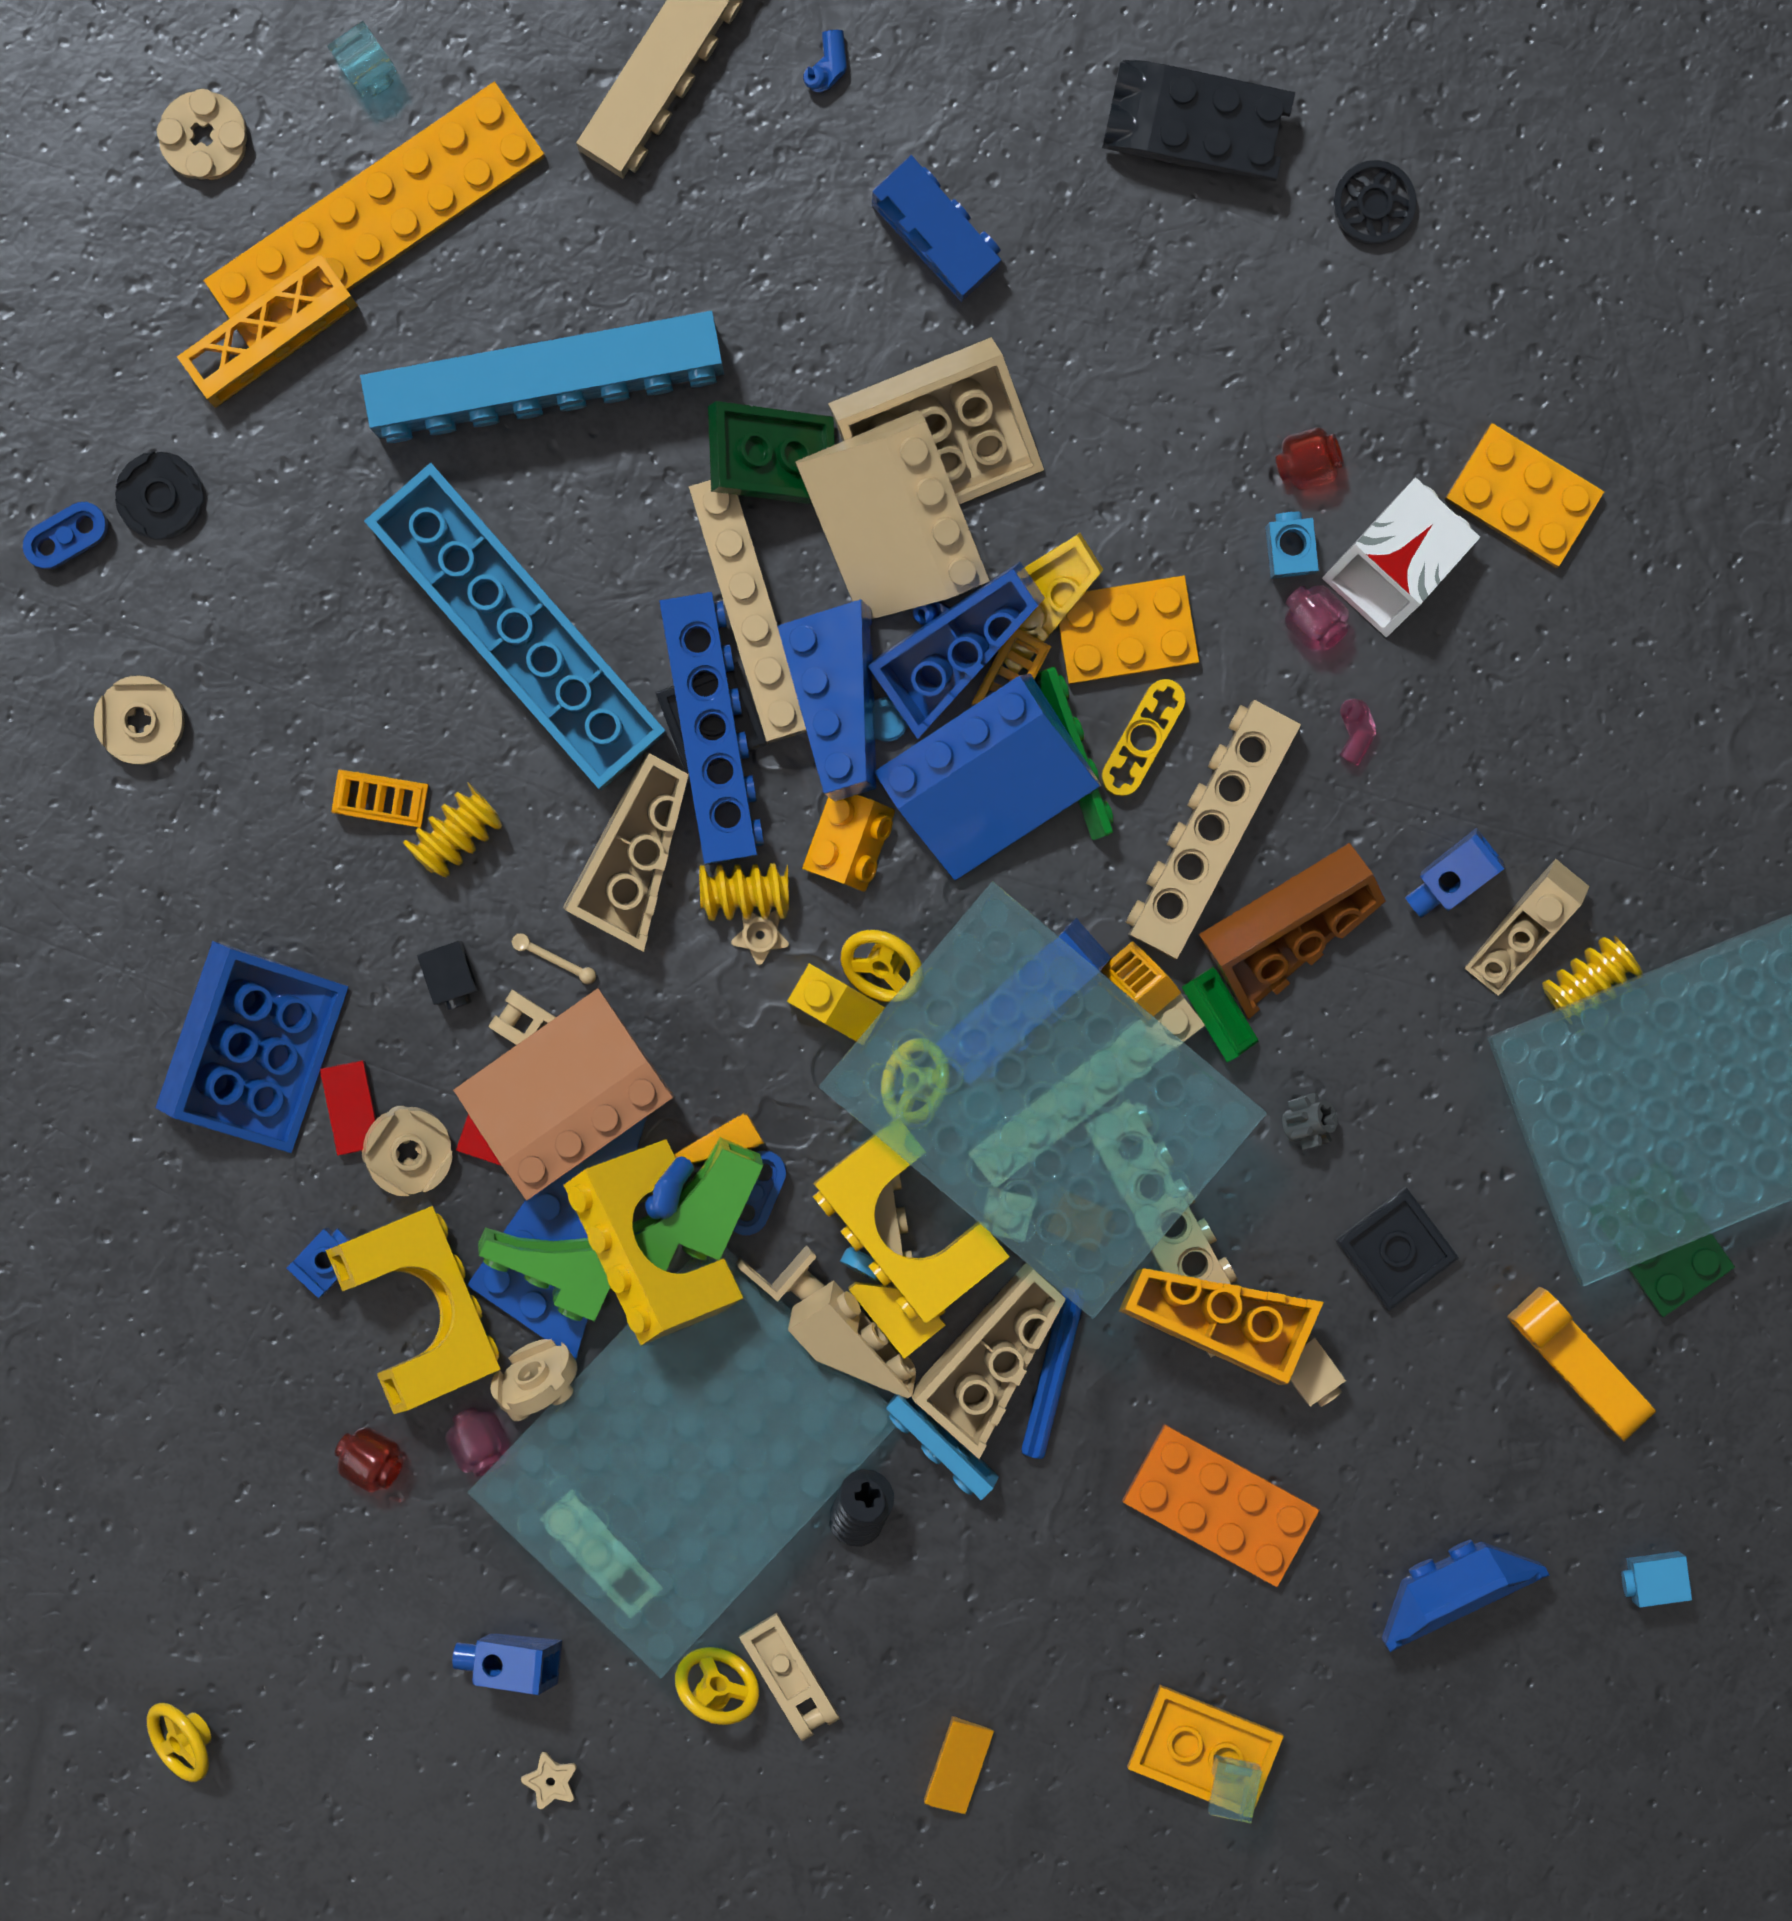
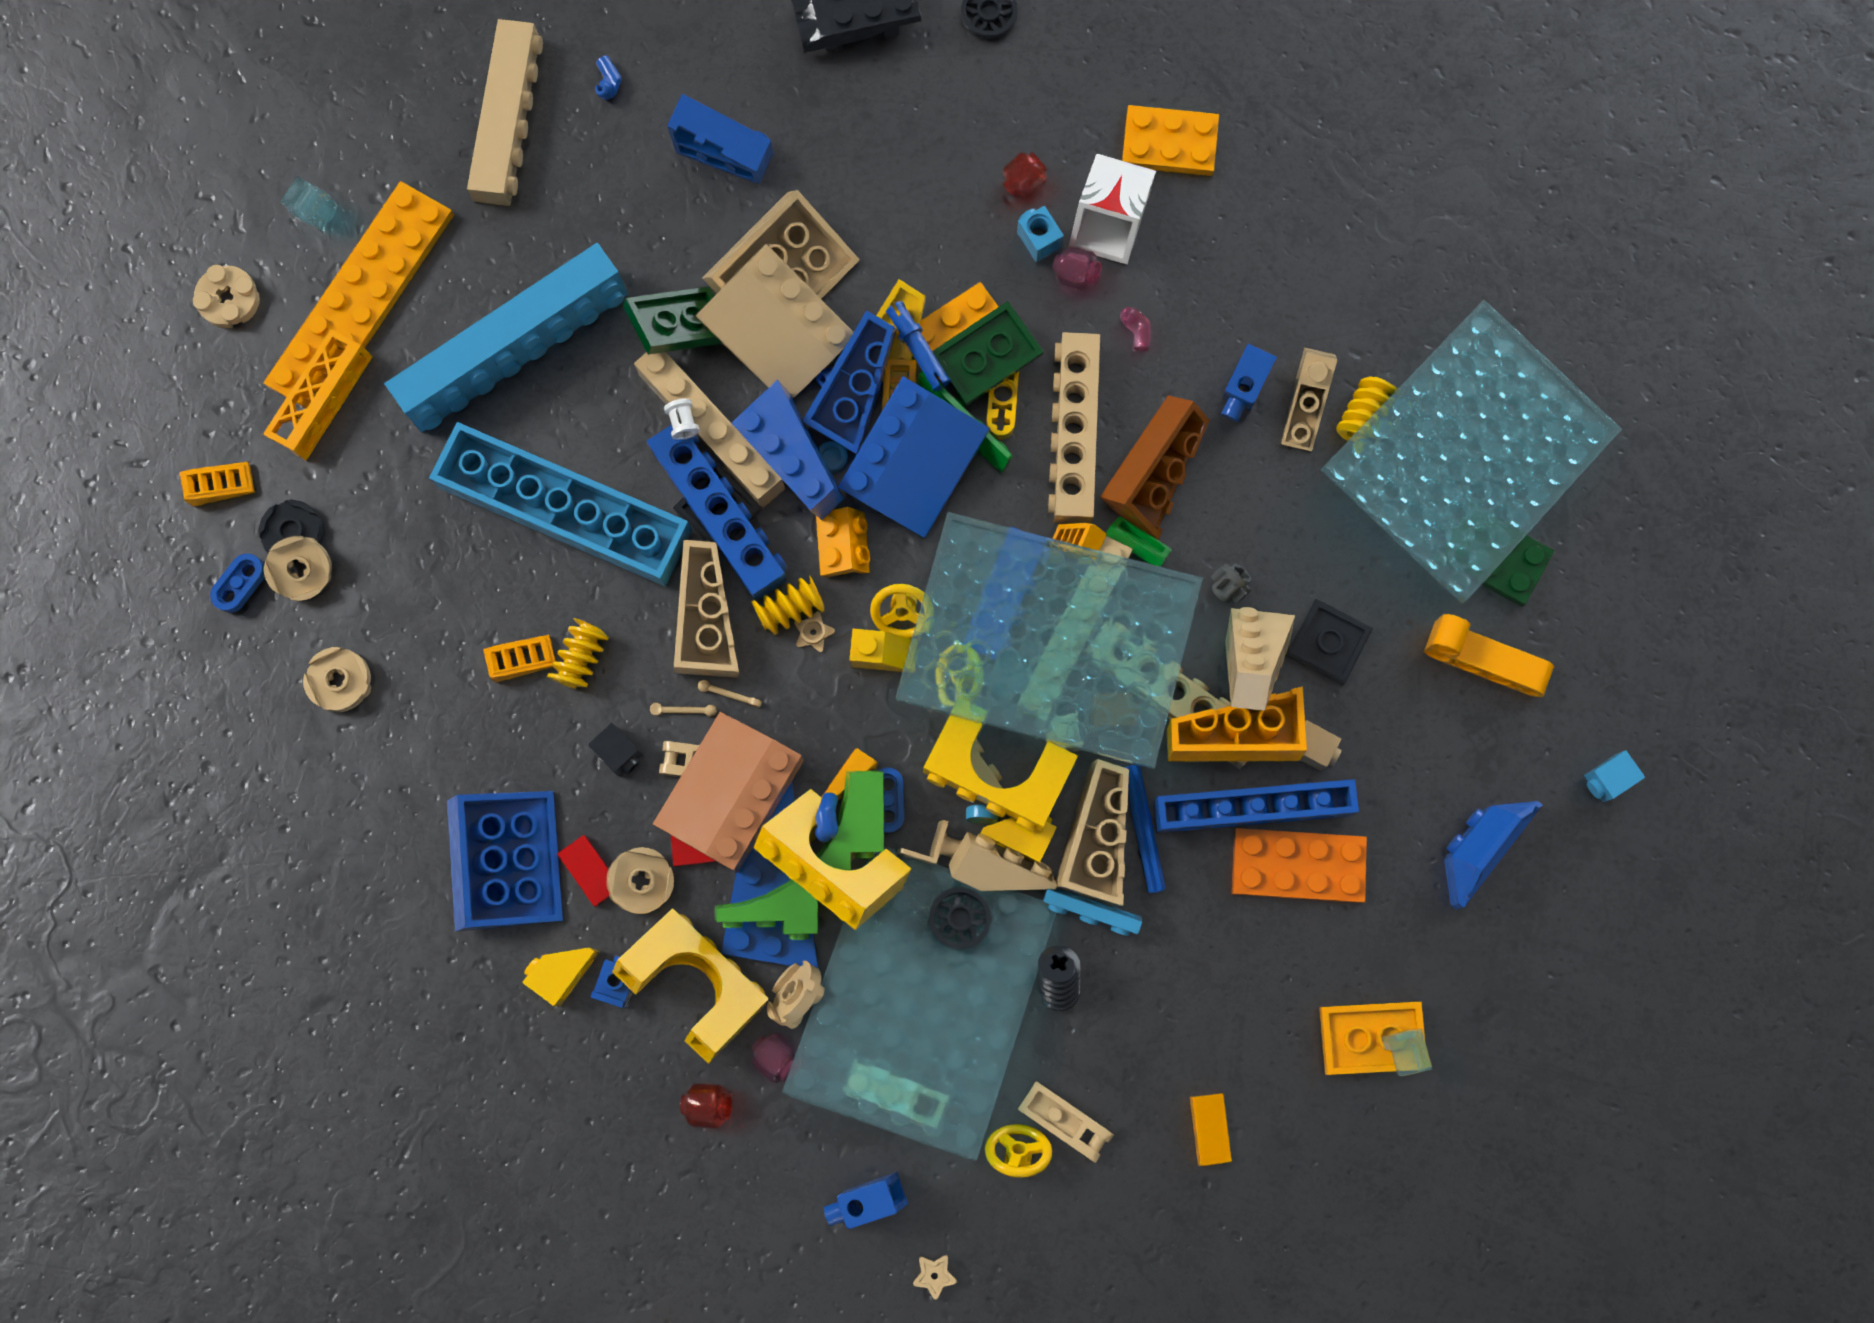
camera: 20 degrees left, 10 degrees down
(53, 380) = (206, 496): none -> light orange slope
(130, 570) = (289, 584): none -> tan plate
(258, 1217) = (558, 973): none -> yellow slope
(594, 941) = (705, 686): none -> tan hinge
(716, 597) = (681, 419): none -> white bush
(775, 1382) = (960, 918): none -> black wheel
(1060, 636) = (911, 335): none -> blue pin
(1144, 682) = (987, 353): none -> dark green plate
(1200, 1412) = (1256, 806): none -> blue brick
(1291, 1228) = (1254, 654): none -> tan wedge

